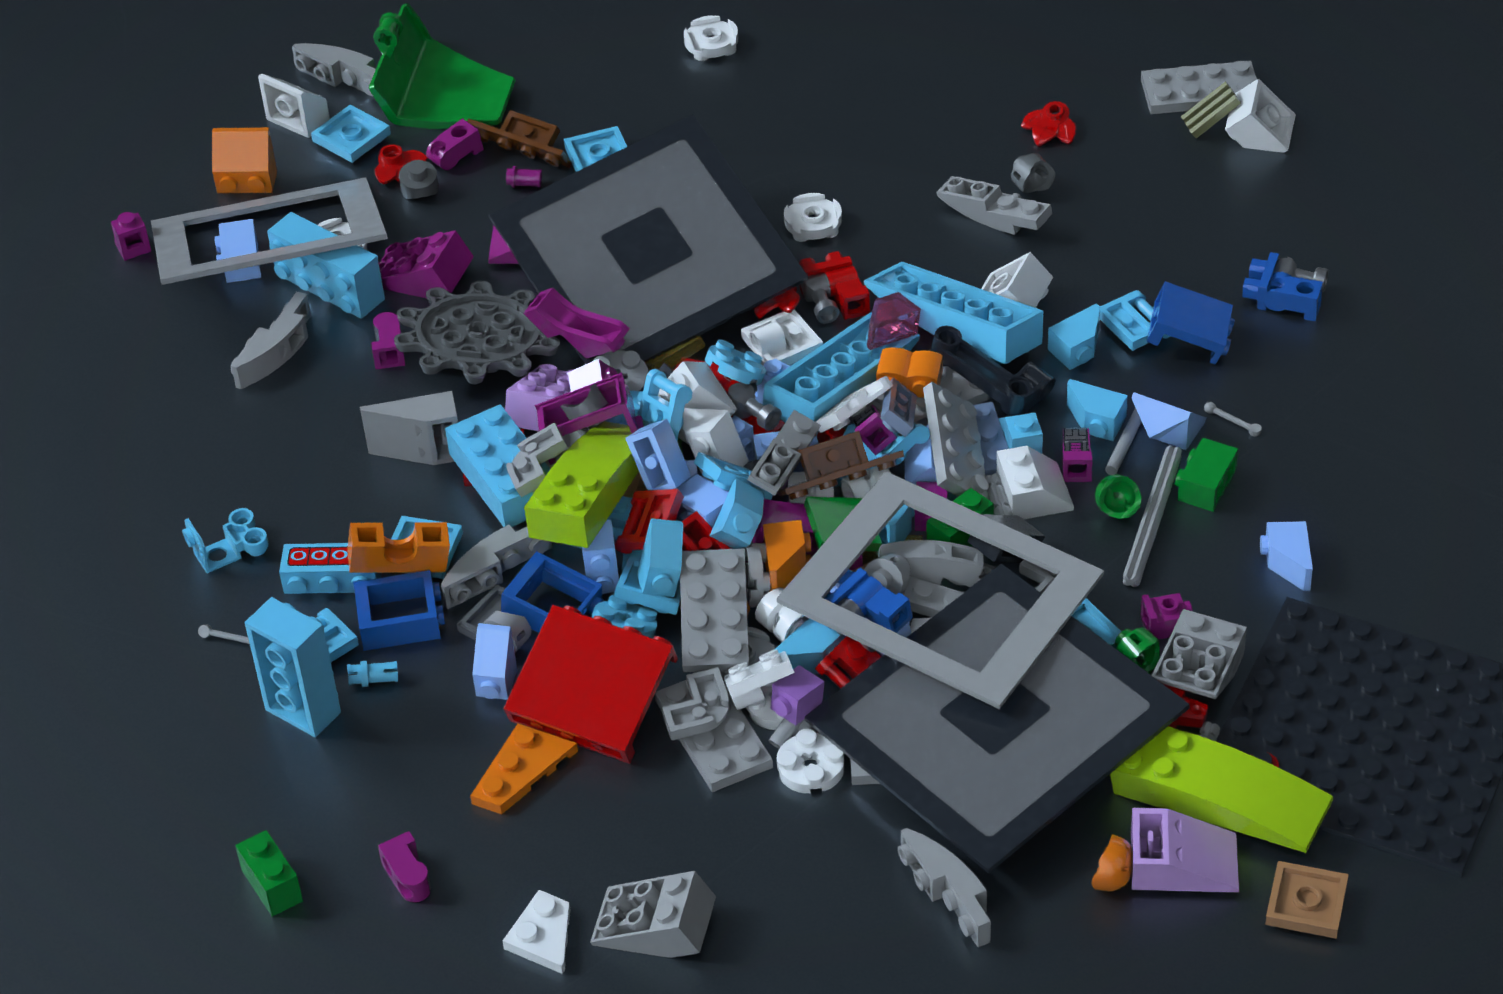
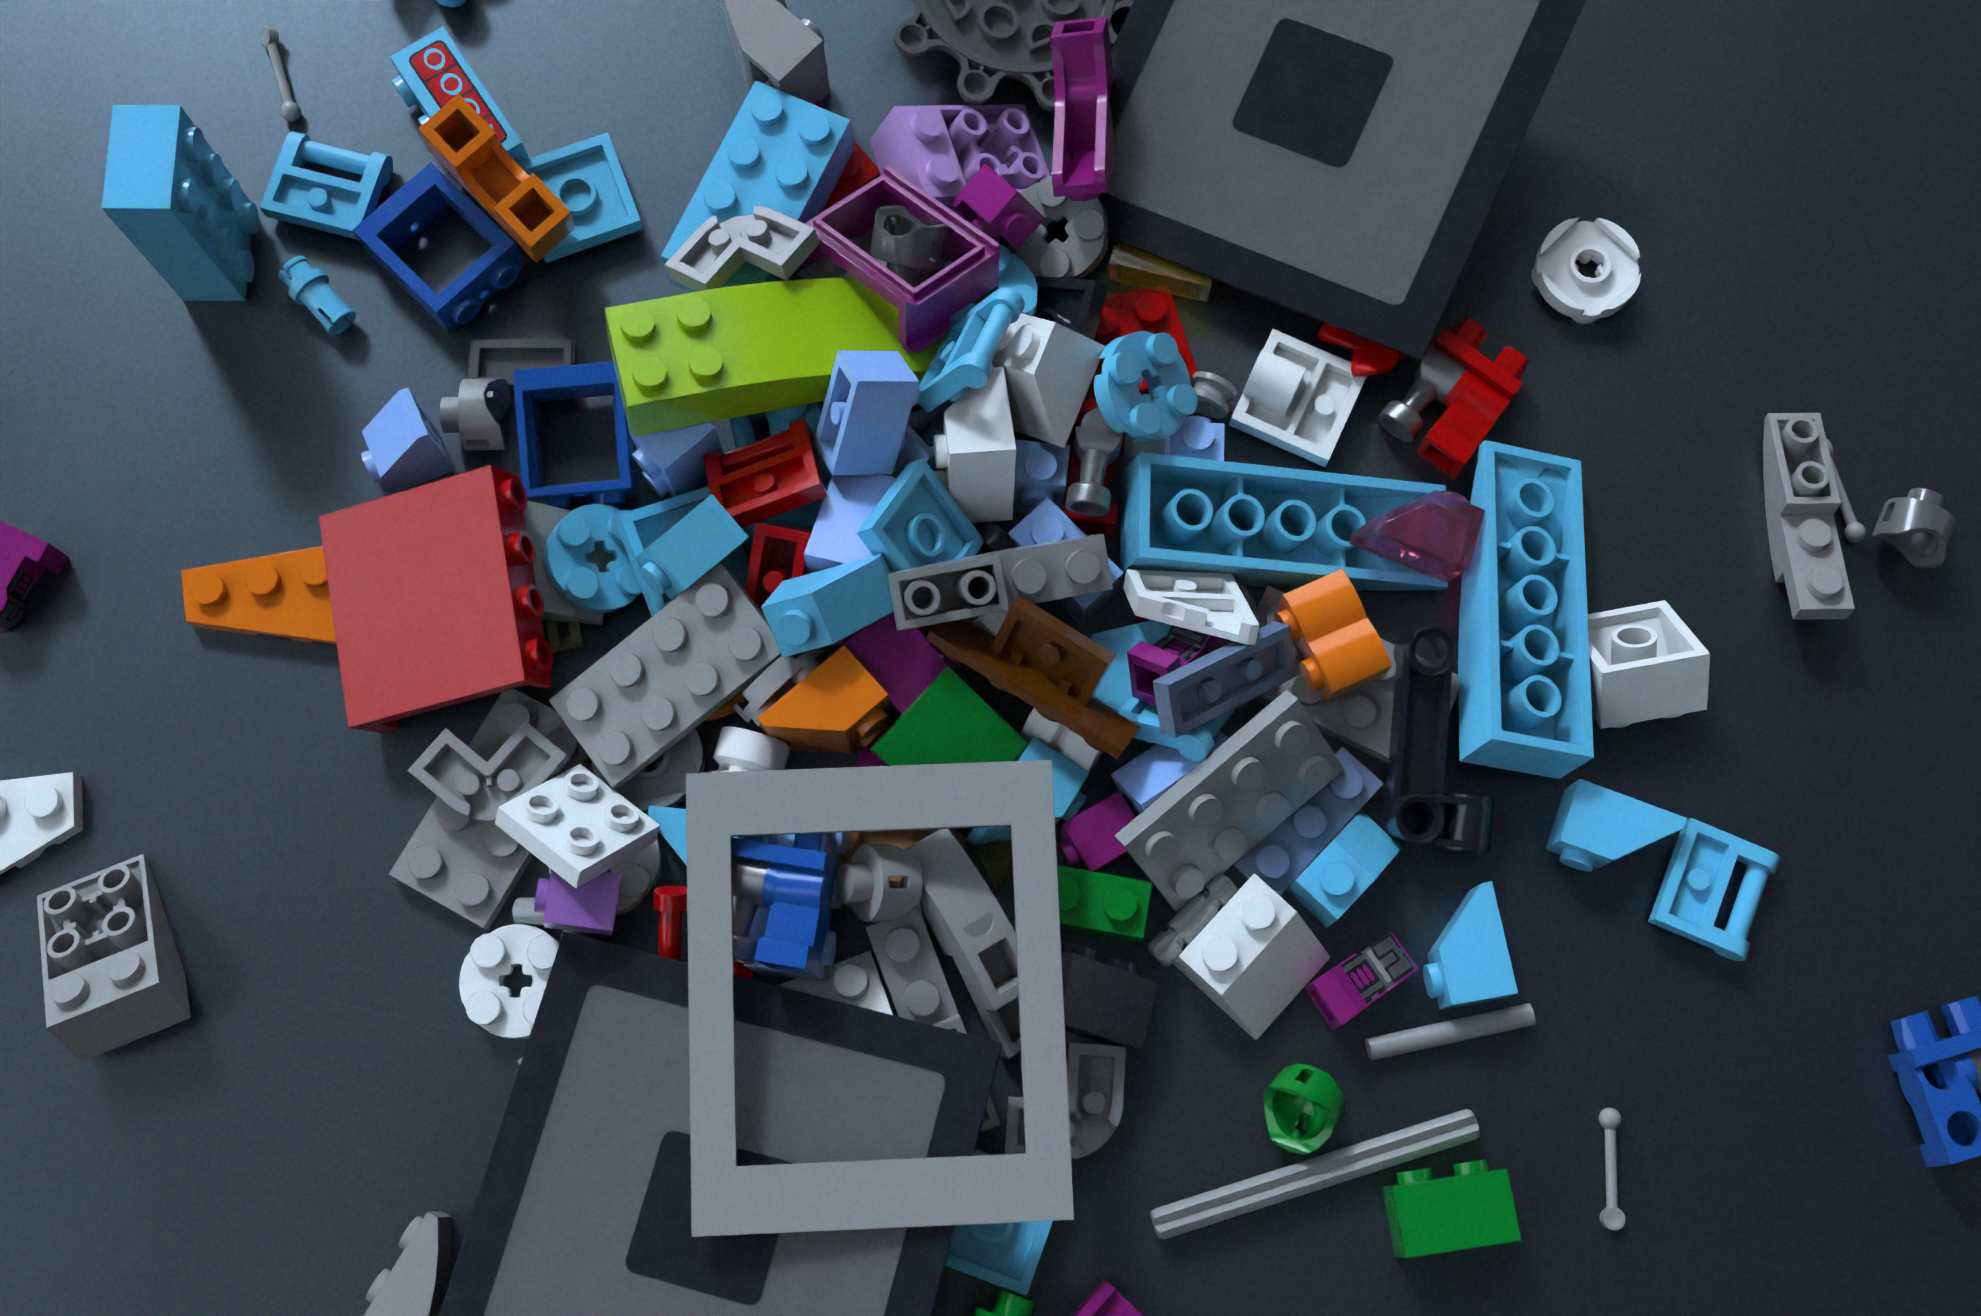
camera: 50 degrees right, 30 degrees up
(484, 563) = (572, 296): light grey slope -> none
(1168, 422) = (1527, 1073): light blue slope -> none
(1191, 319) = (1757, 988): blue panel -> none

